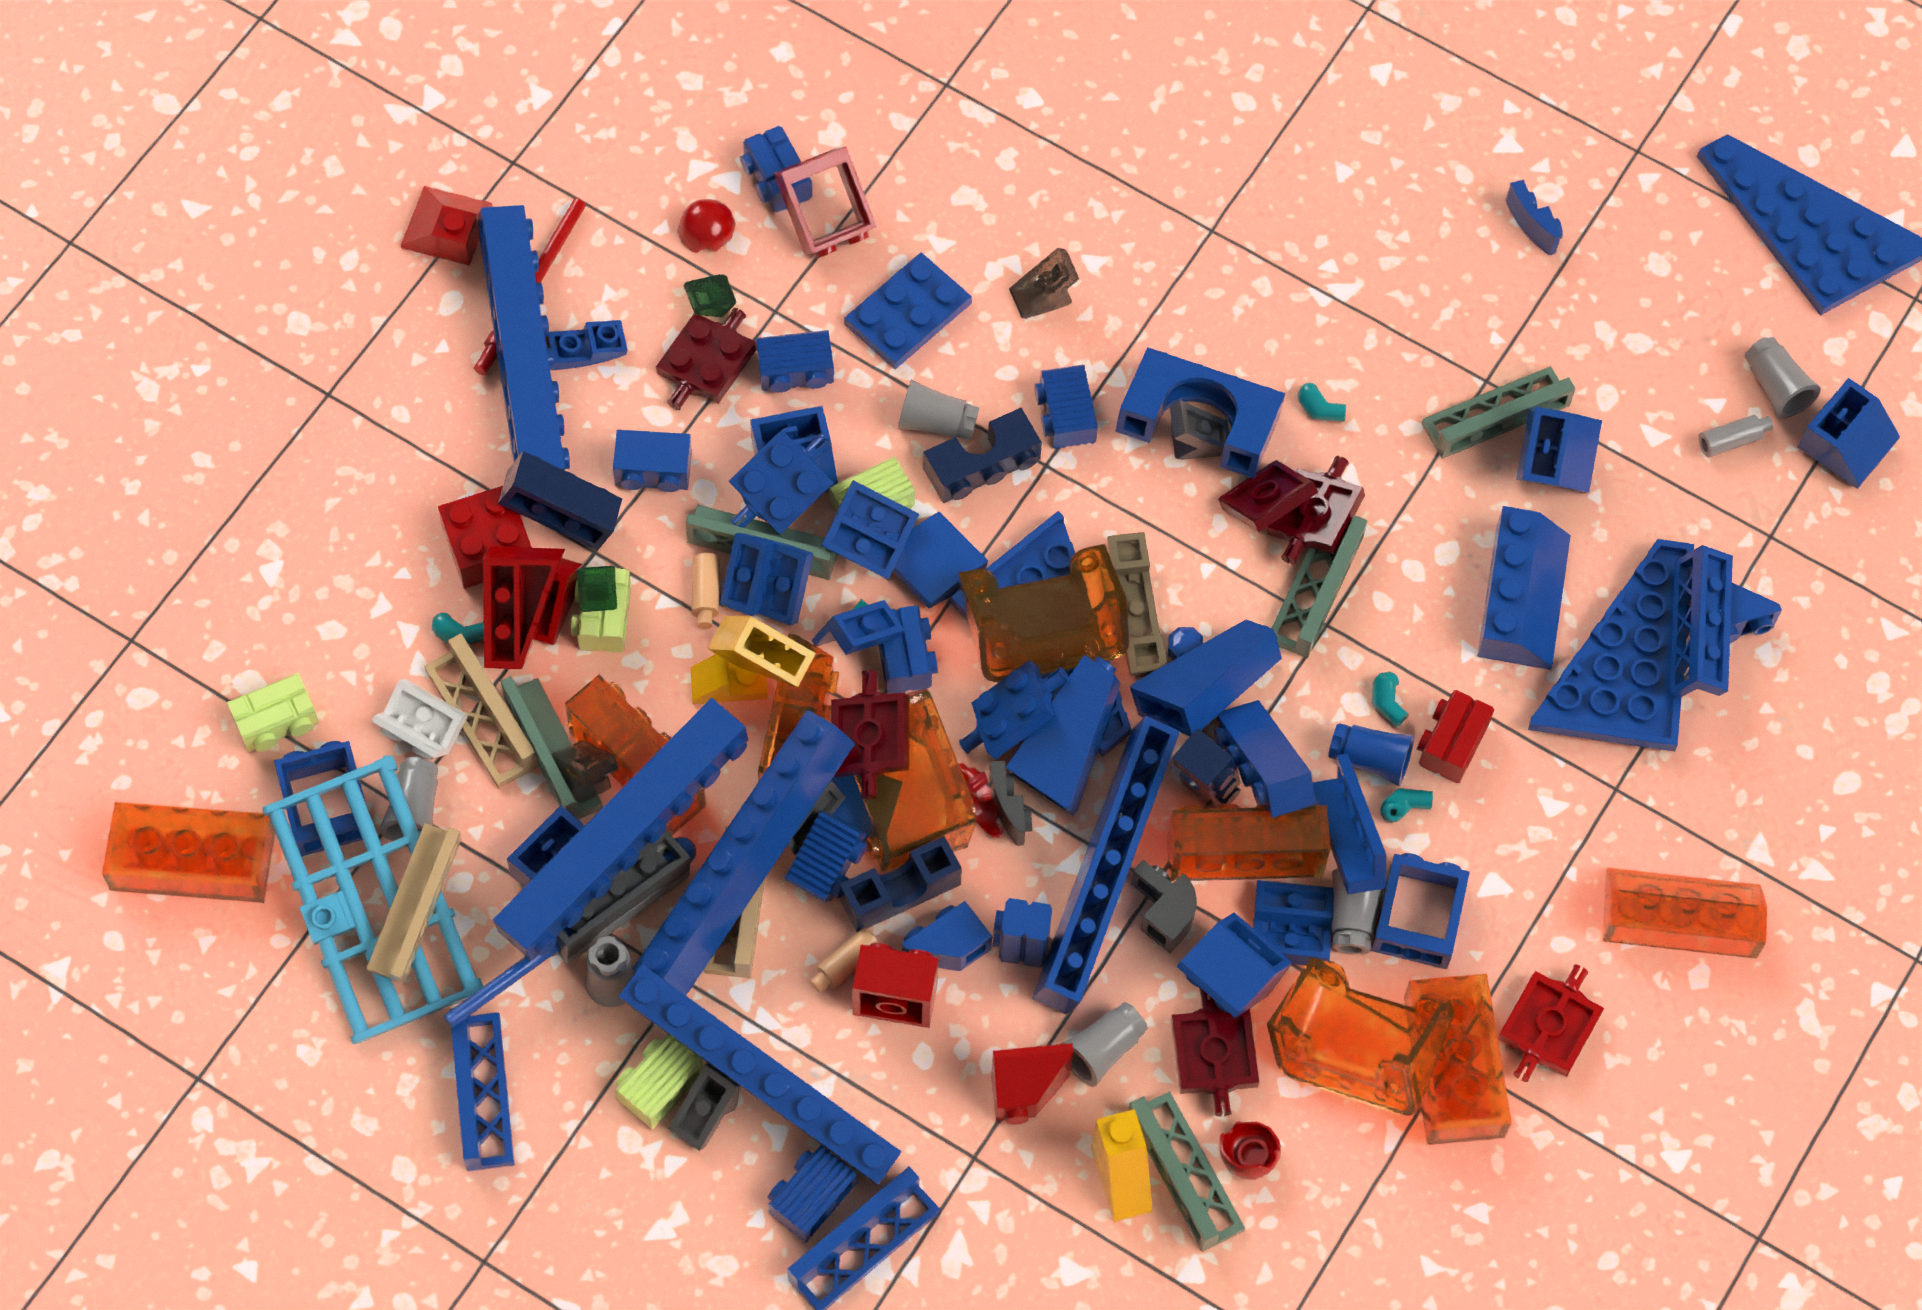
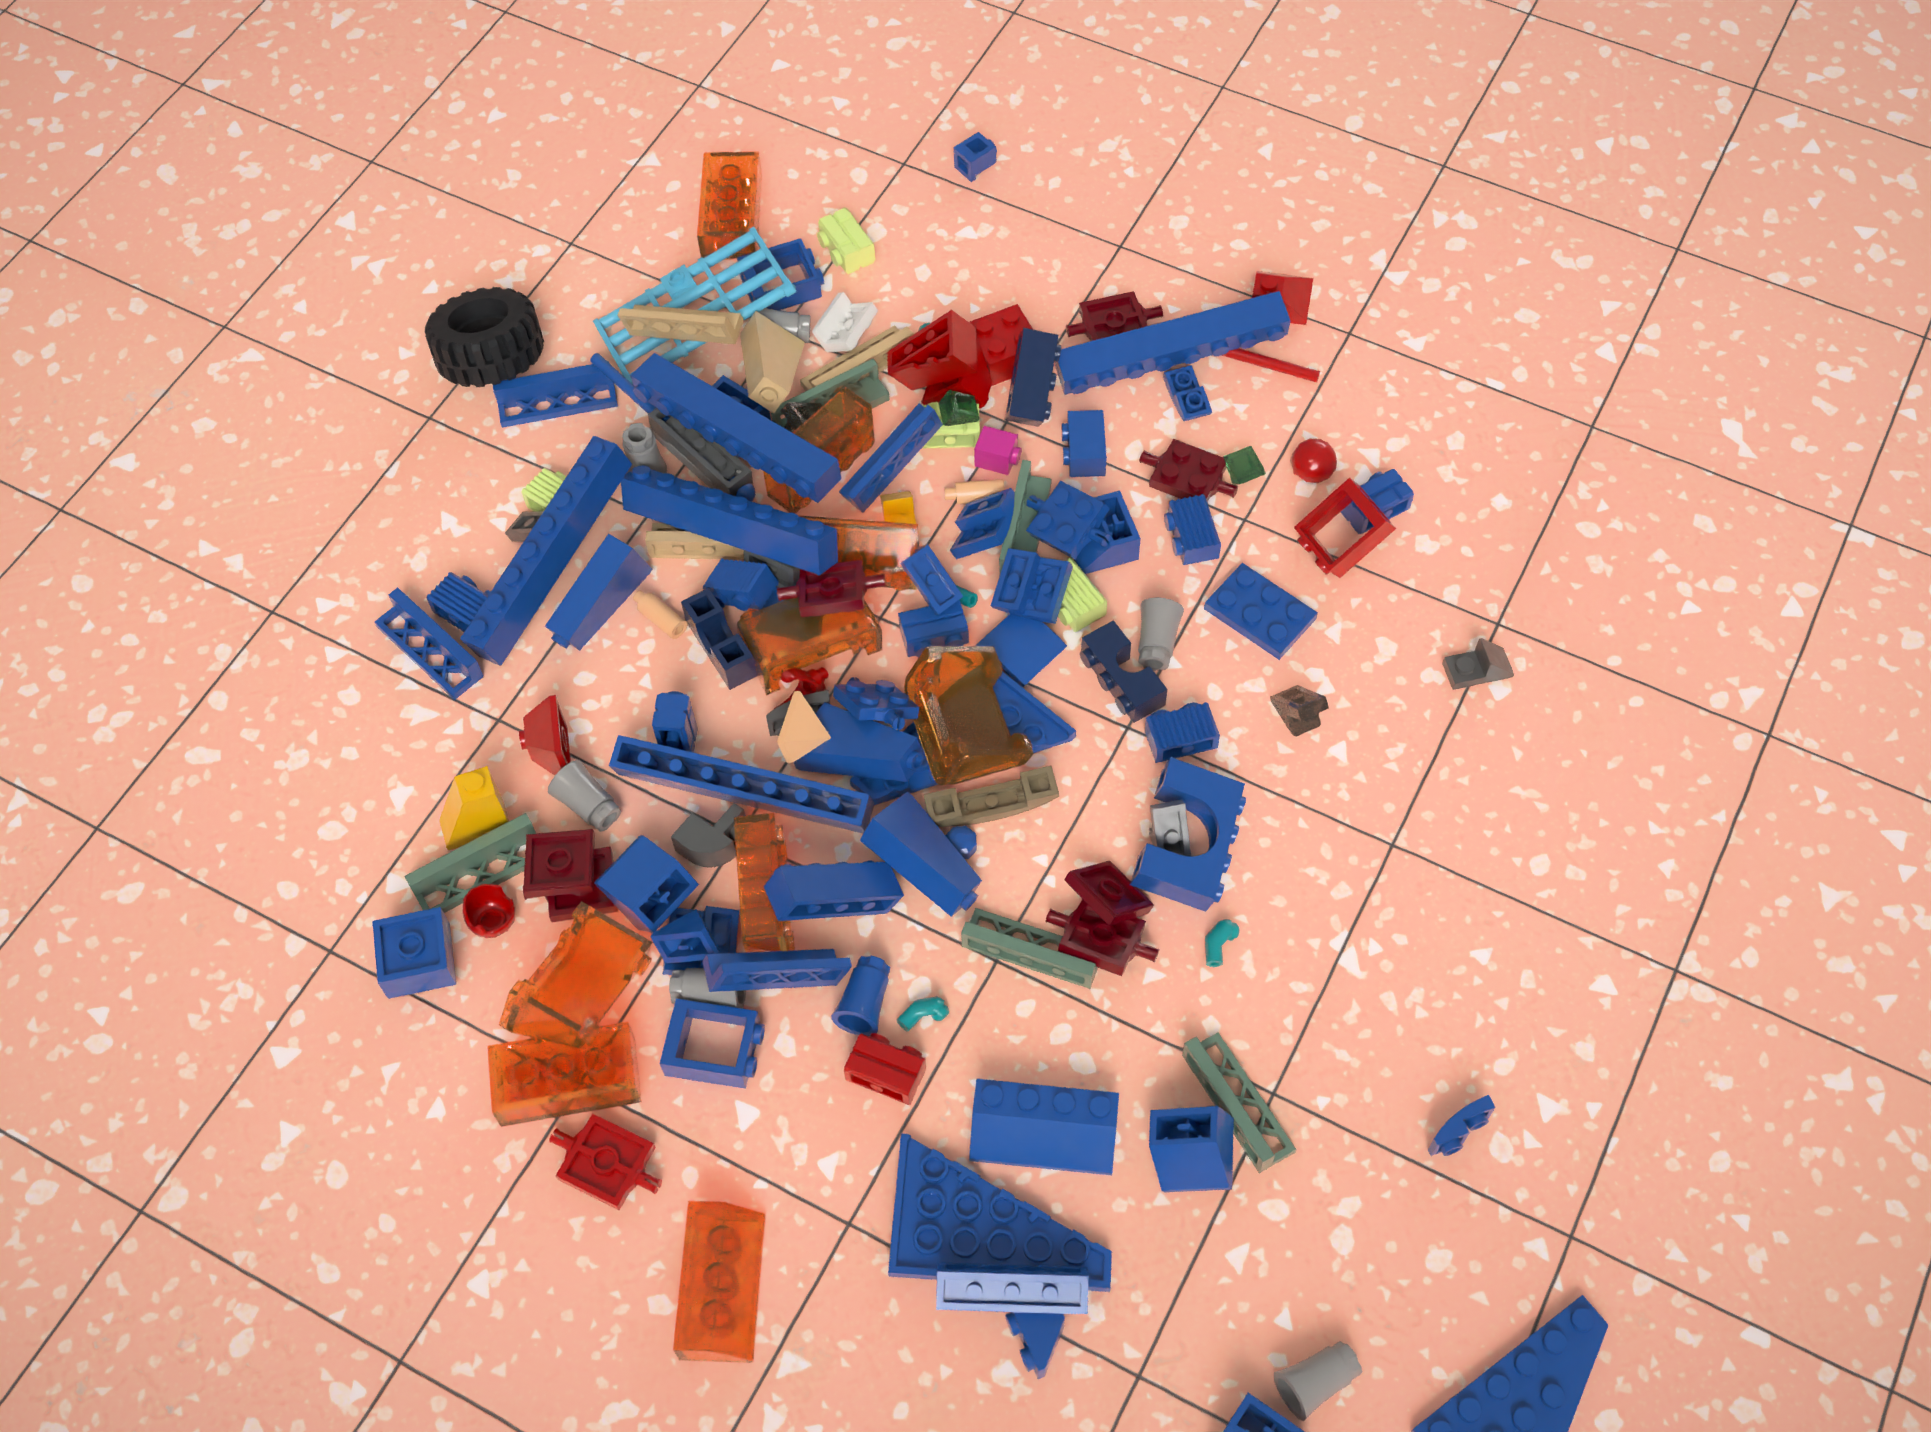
camera: 90 degrees right, 5 degrees down
(151, 544) = (974, 155): none -> blue brick
(353, 1137) = (484, 336): none -> black tyre
(463, 409) = (1112, 316): none -> dark red plate
(498, 798) = (769, 360): none -> tan slope
(649, 666) = (891, 457): none -> blue fence
(650, 559) = (997, 450): none -> dark pink brick
(761, 649) = (895, 498): yellow slope -> none
(818, 1027) = (597, 593): none -> blue slope
(895, 985) = (628, 638): red brick -> none
(954, 938) = (675, 675): blue slope -> none
(1004, 112) = (1478, 667): none -> dark grey slope
(1051, 782) = (800, 730): none -> light nougat slope
(1200, 1063) = (559, 863): none -> dark red plate
(1207, 770) = (811, 834): dark blue arch -> none
(1301, 1228) = (414, 952): none -> blue container
(1310, 916) = (684, 939): none -> blue slope
(1402, 801) = (820, 1027): teal arm -> none
(1734, 435) = (1245, 1333): light grey cylinder -> none

